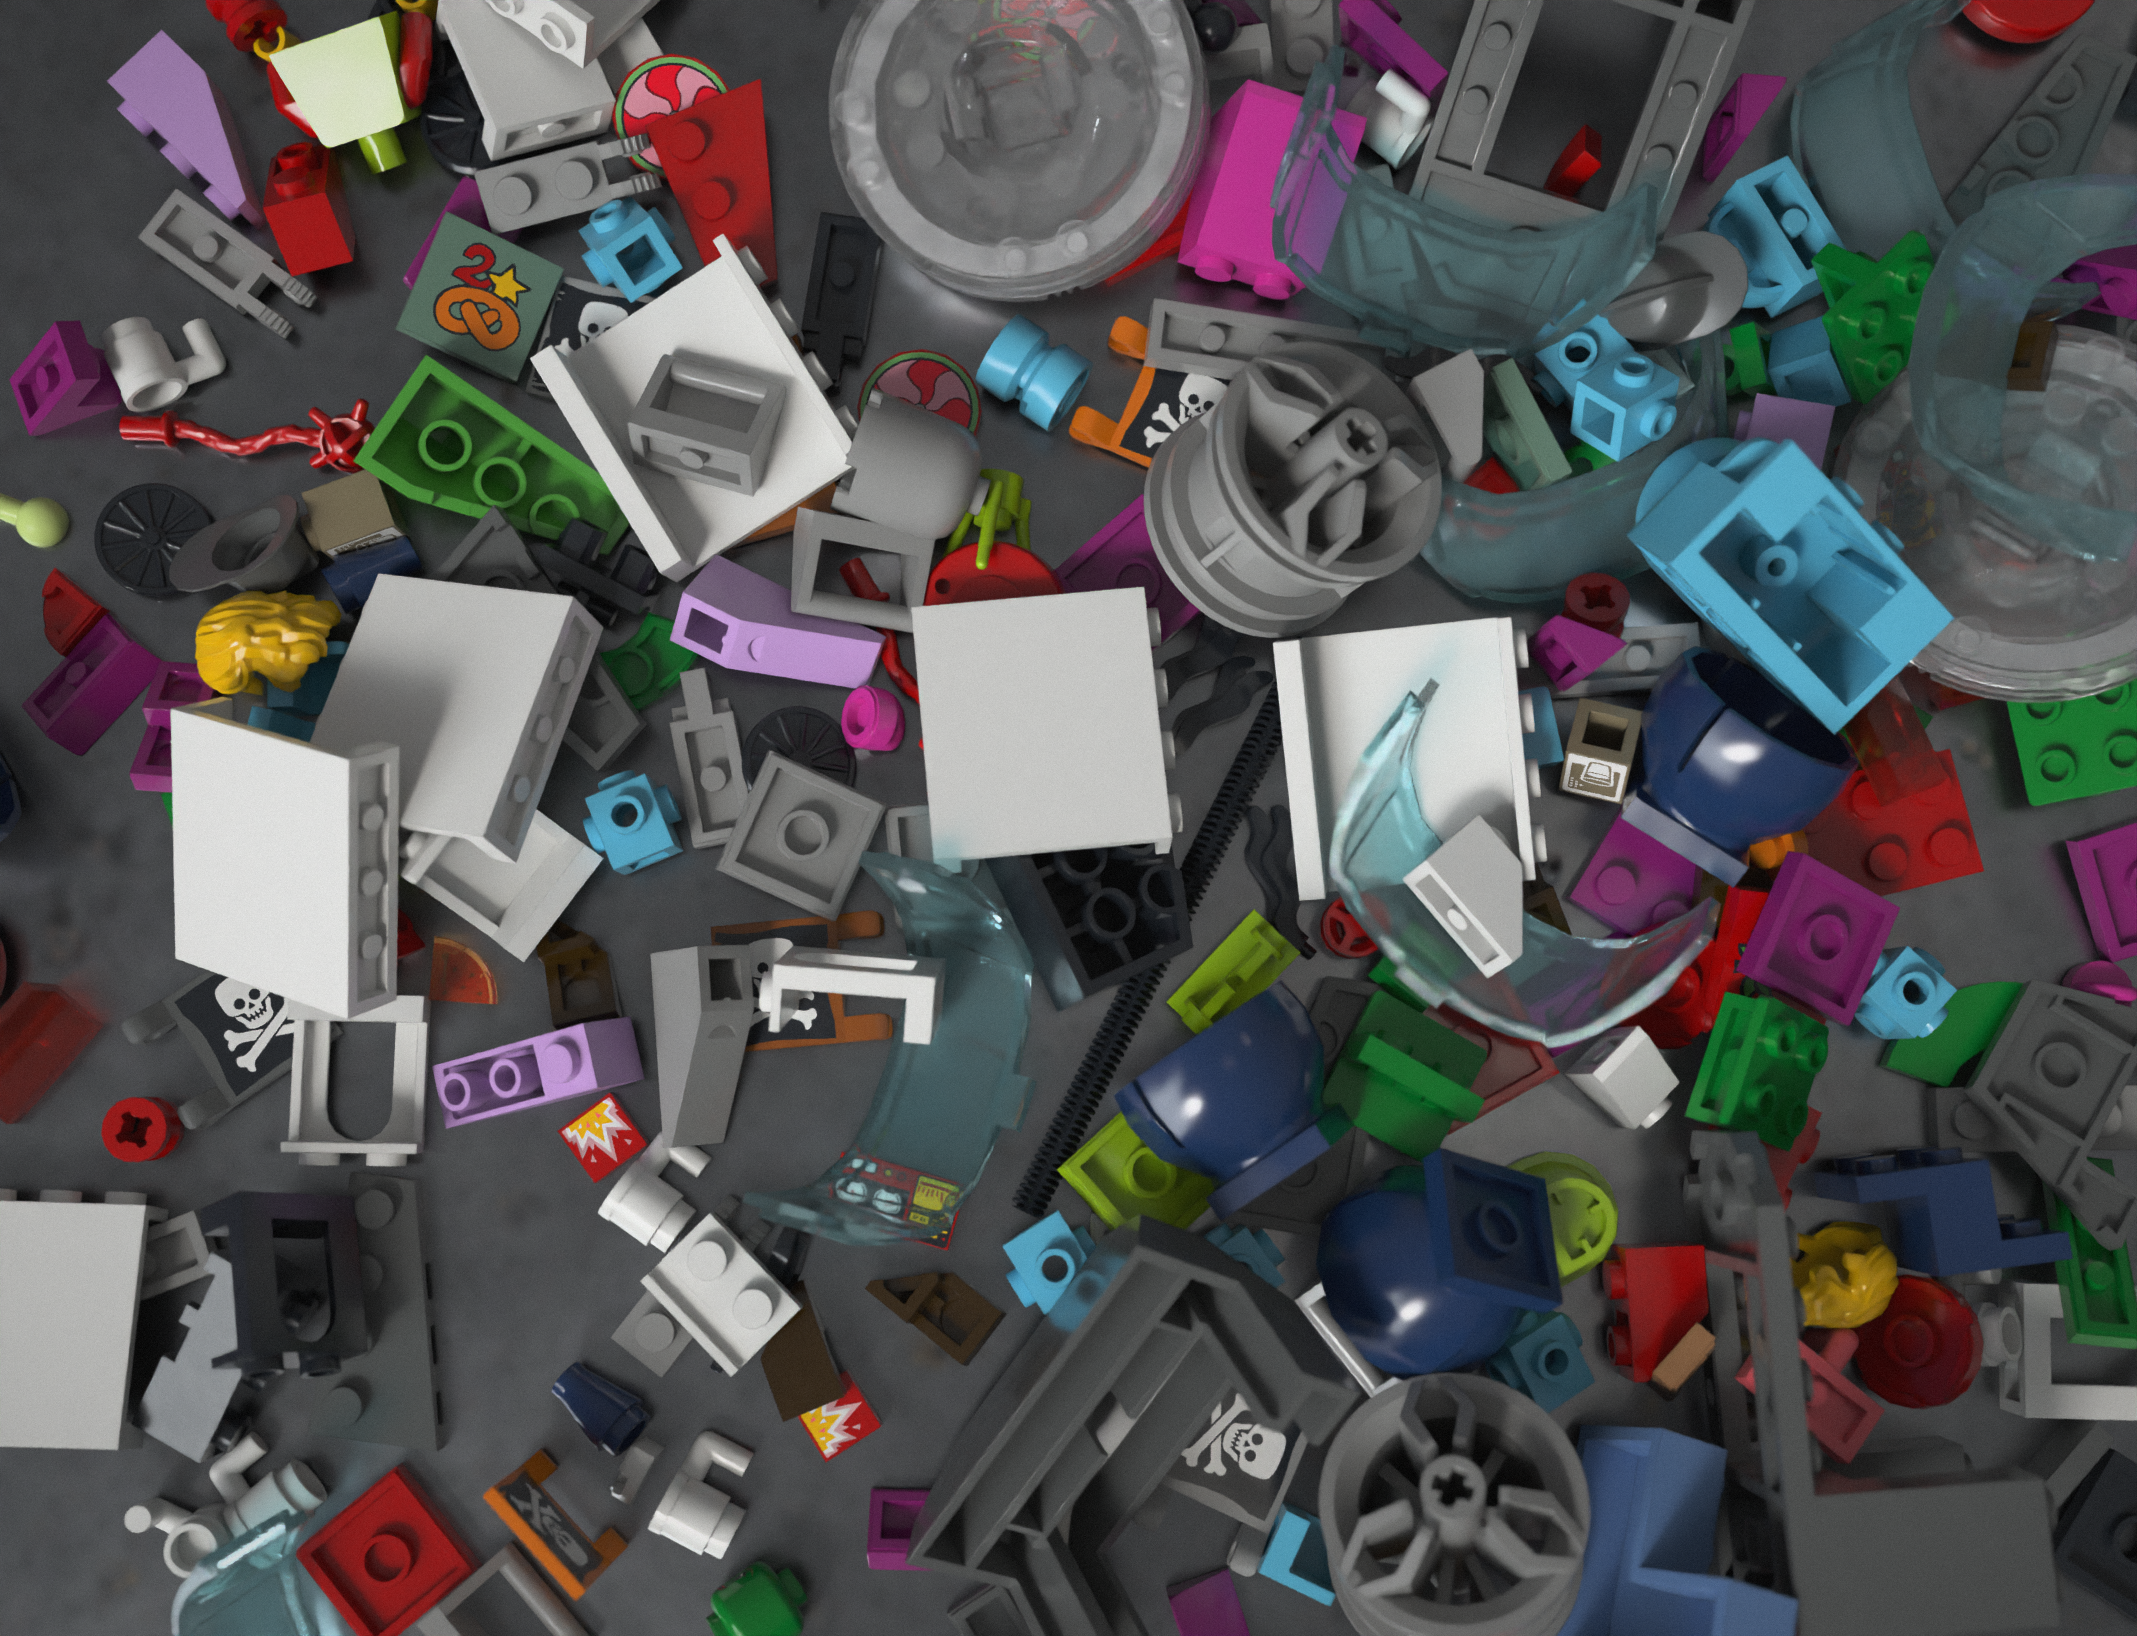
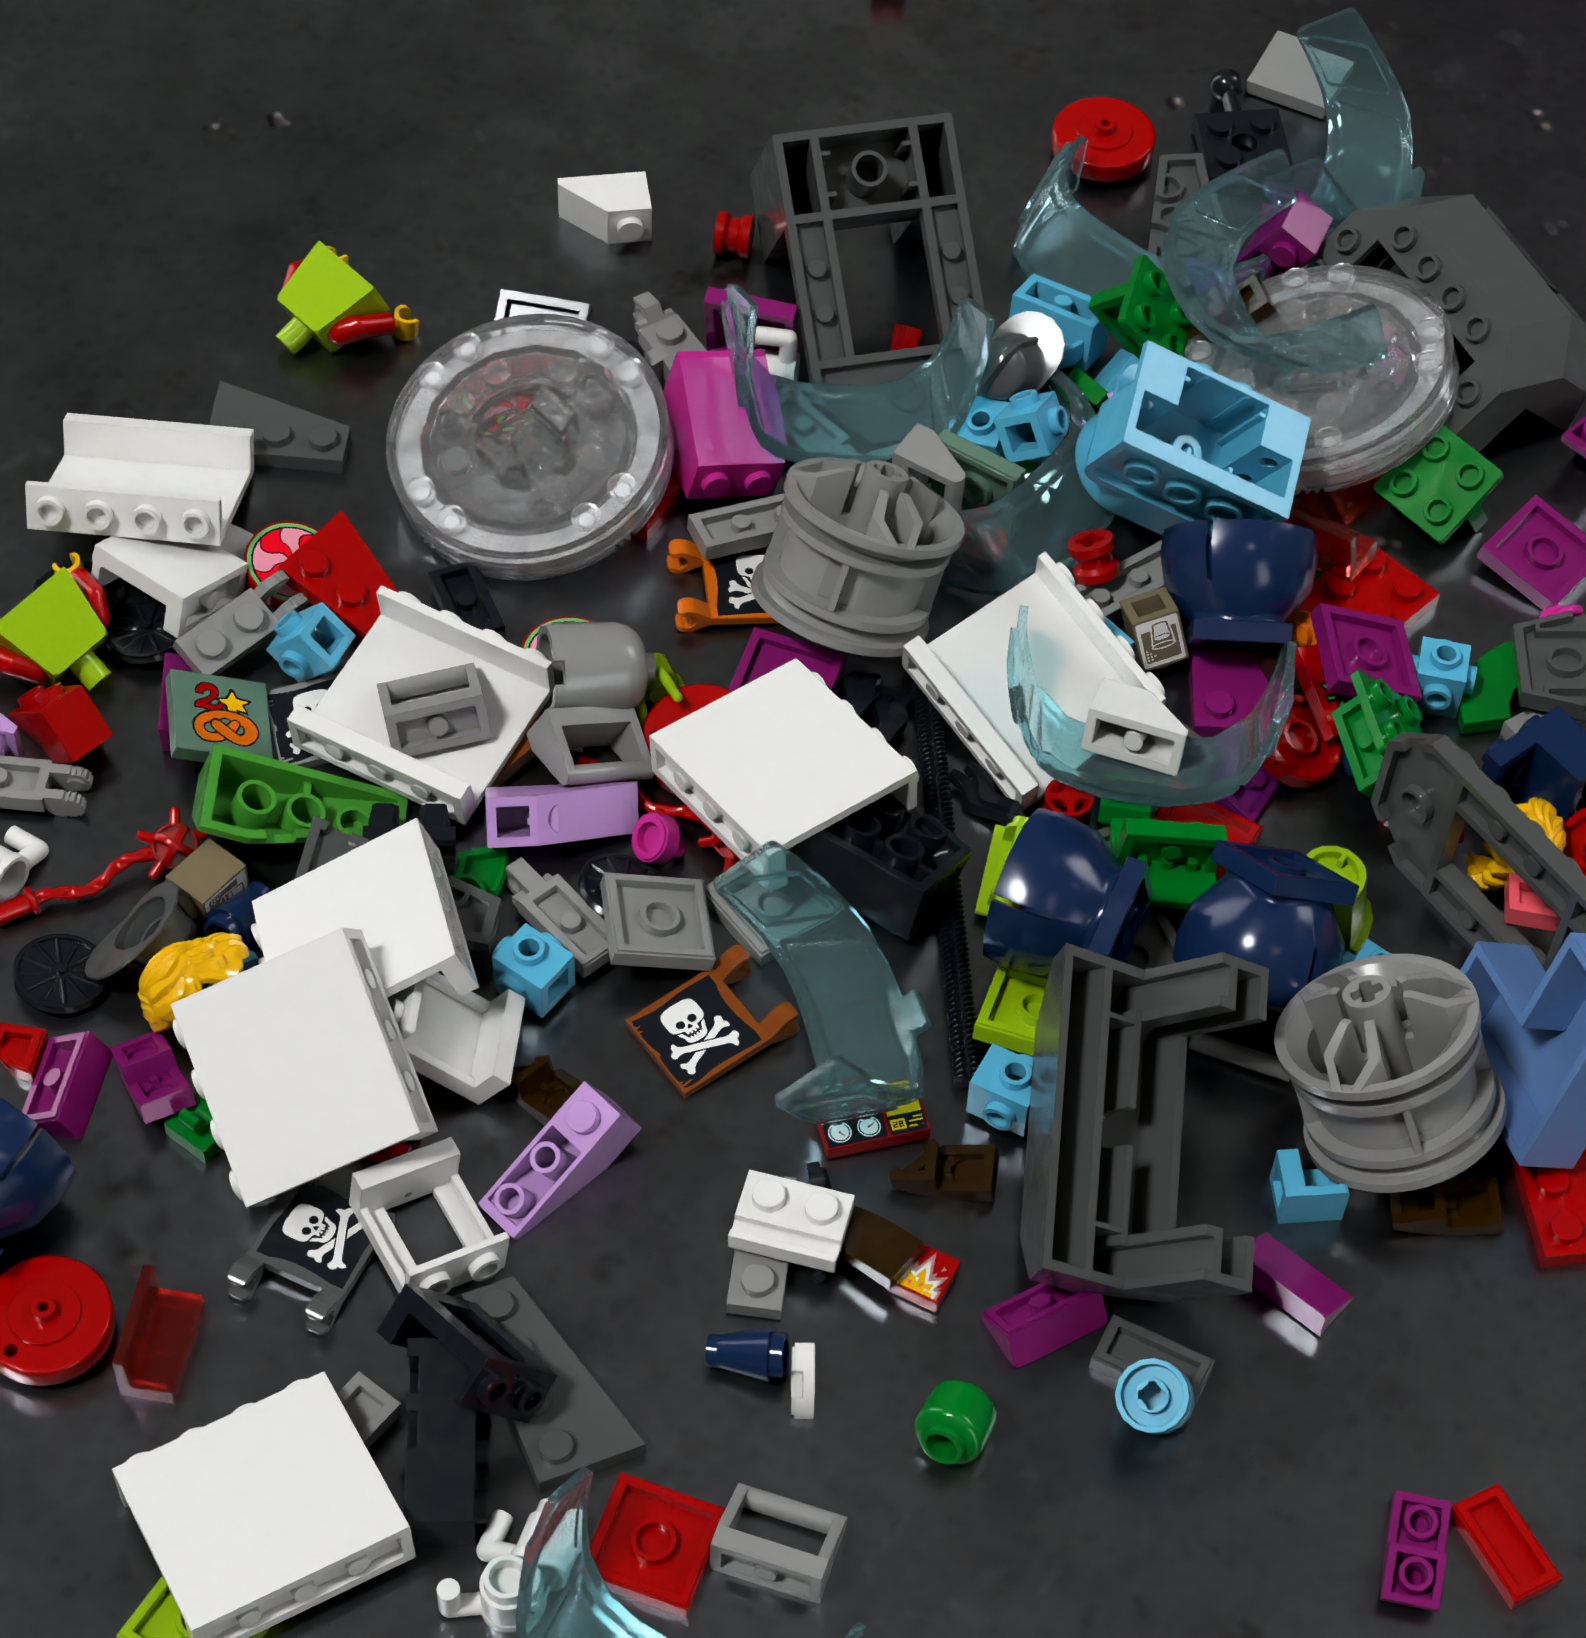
camera: 30 degrees left, 30 degrees down
(157, 1126) = (287, 1357): red wheel -> none
(460, 974) = (470, 1136): clear orange tile -> none
(549, 1529) = (772, 1404): flag -> none
(604, 1137) = (635, 1185): tile -> none
(648, 1205) = (695, 1202): white piece -> none
(696, 1512) = (865, 1381): white piece -> none
(700, 1037) = (665, 1068): light grey slope -> none
(858, 973) = (811, 957): white panel -> none
(1032, 371) = (634, 594): medium azure wheel -> none
(1235, 1471) = (1224, 1161): flag -> none
(1570, 650) = (1096, 563): magenta slope -> none
(1625, 1077) = (1306, 798): white slope -> none
(1657, 1300) = (1419, 913): red slope -> none
(1682, 1362) = (1464, 923): medium nougat tile -> none
(1736, 118) = (990, 257): magenta slope -> none

